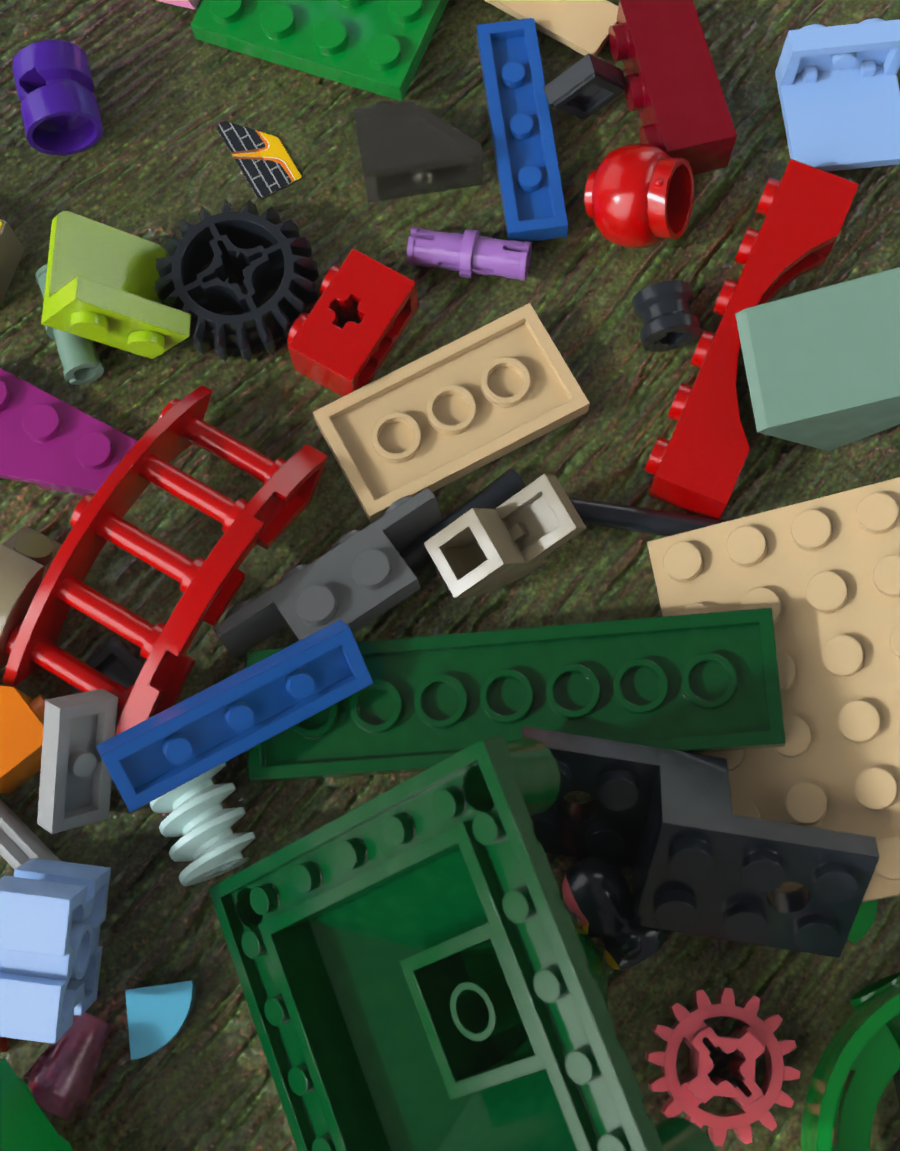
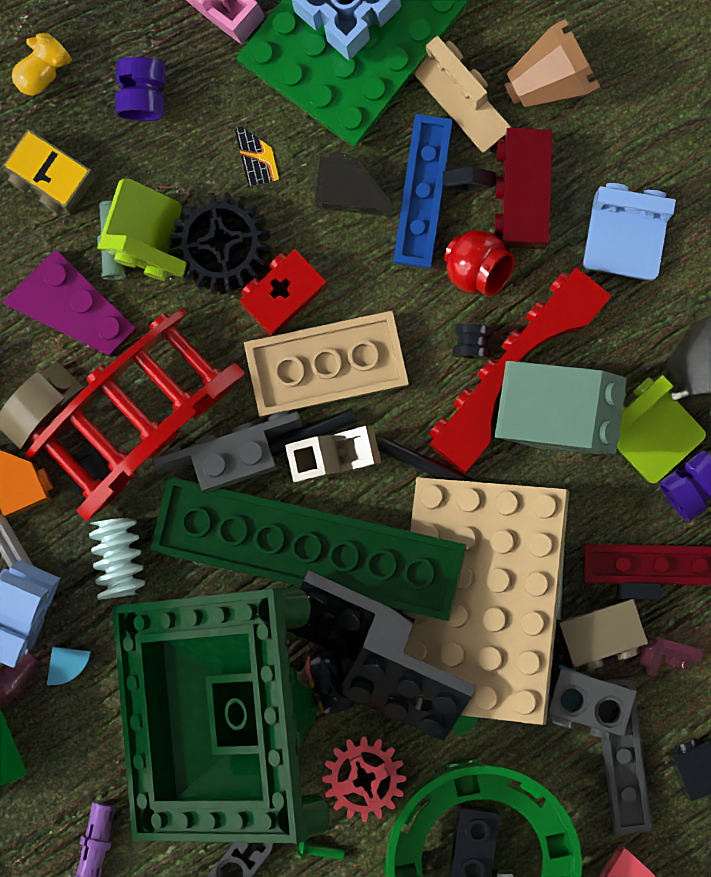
camera: 10 degrees right, 10 degrees up
(72, 773) = (57, 514): light grey plate -> none
(234, 715) = (153, 517): blue plate -> none
(469, 253) = (366, 265): medium lavender pin -> none

